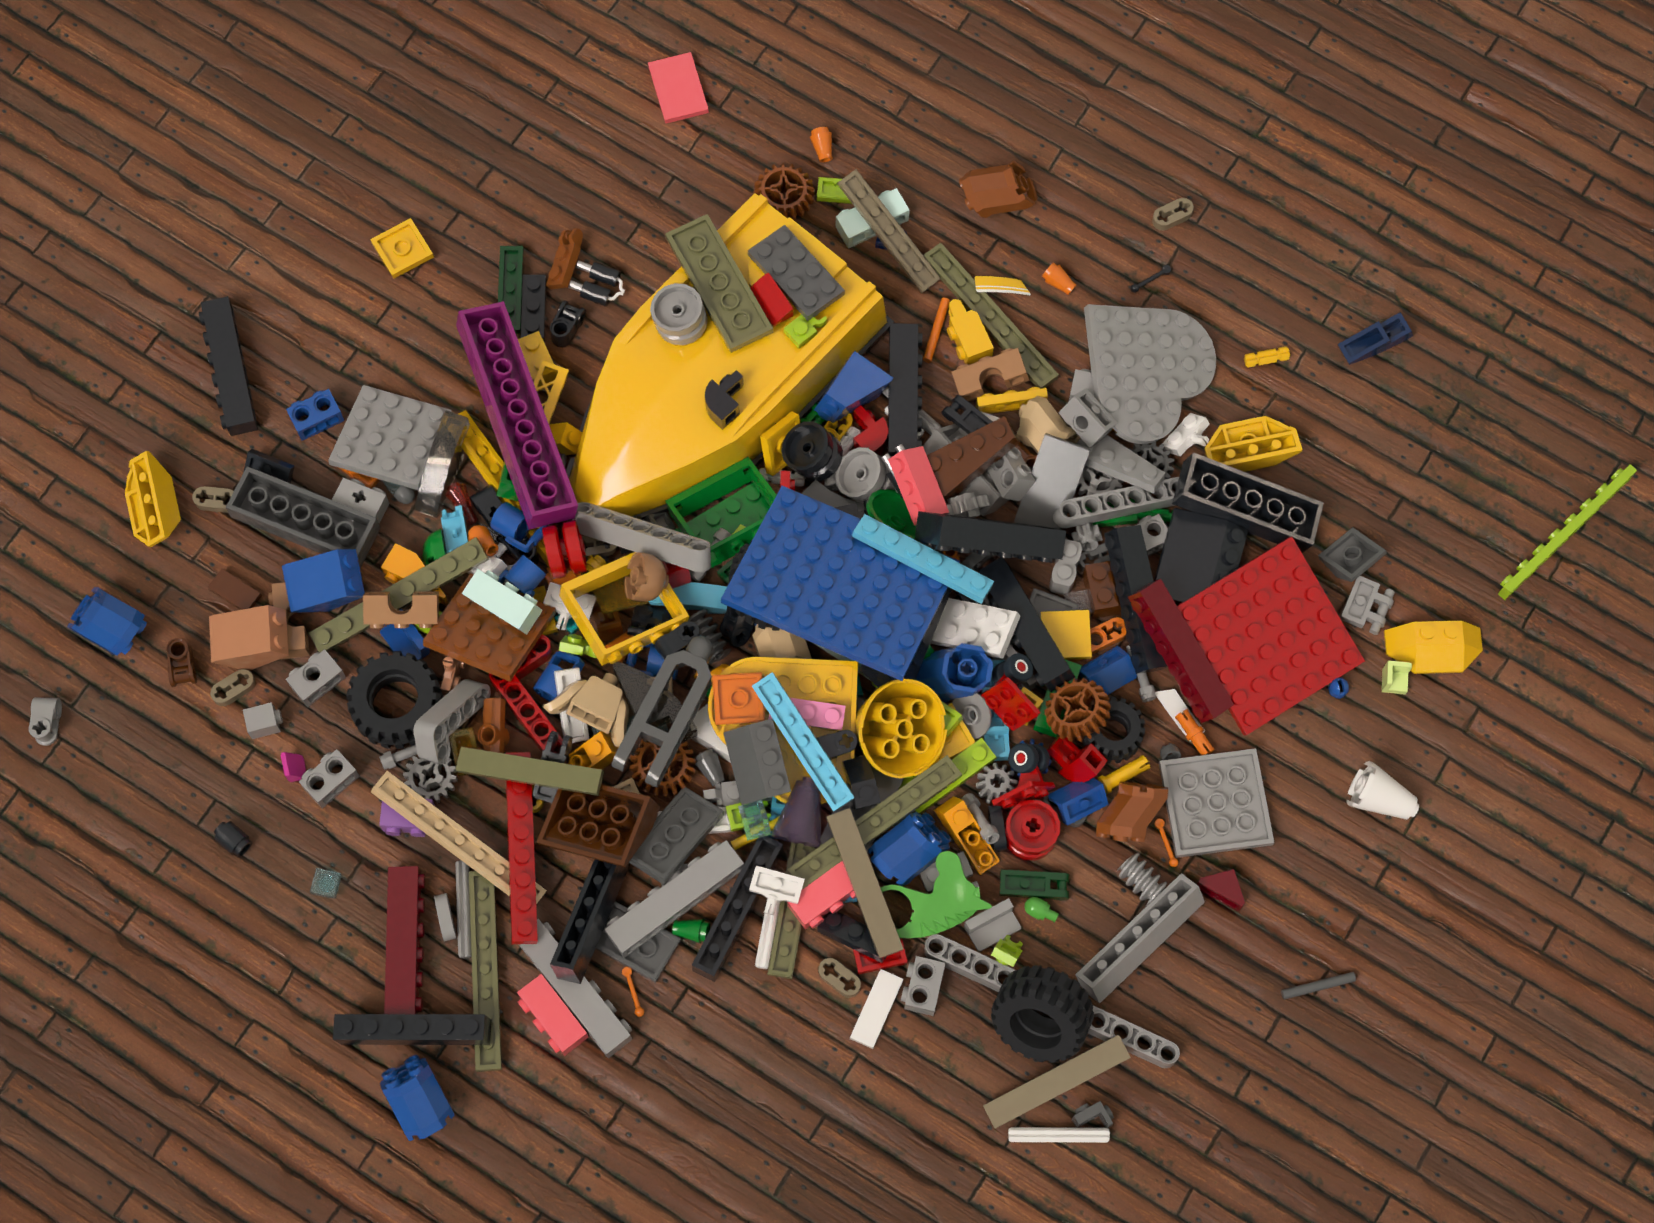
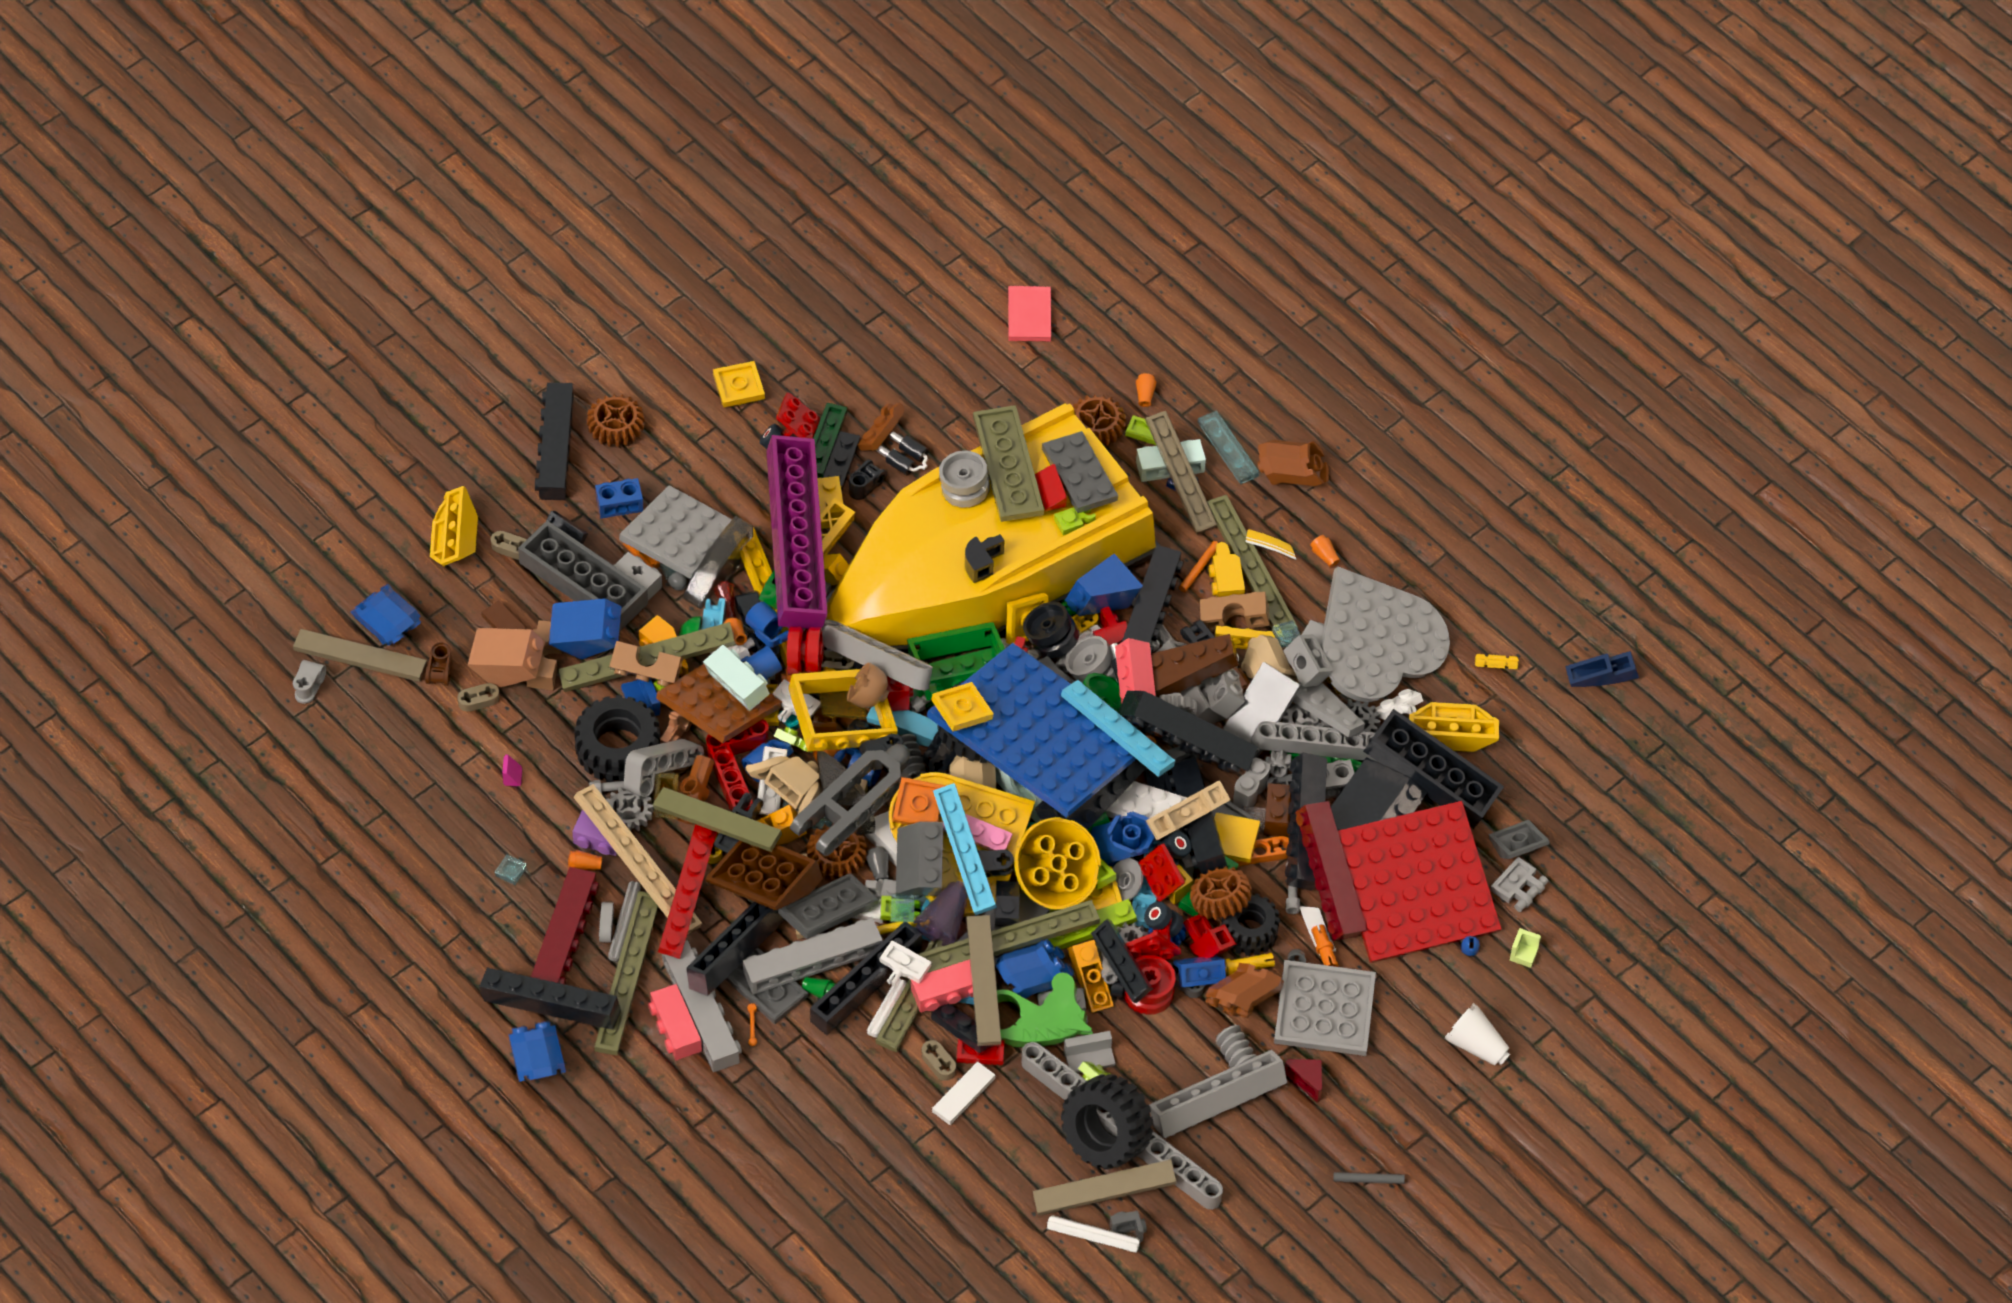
camera: 15 degrees right, 15 degrees down
(91, 672) = (360, 655): none -> dark tan tile
(232, 838) = (441, 814): black brick -> none
(262, 720) = (496, 728): light grey brick -> none
(285, 337) = (616, 413): none -> dark orange gear
(329, 677) = (564, 706): light grey brick -> none
(333, 783) = (541, 791): light grey brick -> none
(400, 851) = (584, 860): none -> orange cone
(476, 276) = (796, 419): none -> red plate
(757, 586) = (962, 706): none -> yellow plate
(925, 186) = (1228, 447): none -> clear light blue tile
(929, 986) = (1015, 1085): light grey brick -> none
(1000, 818) = (1121, 961): none -> black tile
(1018, 627) = (1188, 810): none -> tan slope
(1033, 884) = (1138, 1030): dark green plate -> none
(1039, 909) = (1136, 1052): bright green cylinder -> none
(1053, 389) = (1285, 633): none -> clear light blue plate
(1110, 670) = (1267, 878): blue panel -> none
(1159, 824) = (1268, 1013): orange hinge -> none
(1165, 270) = (1427, 569): black hinge -> none
(1169, 210) = (1449, 524): dark tan beam -> none
(1434, 645) = (1572, 931): yellow wedge -> none
(1559, 537) = (1730, 868): lime plate -> none

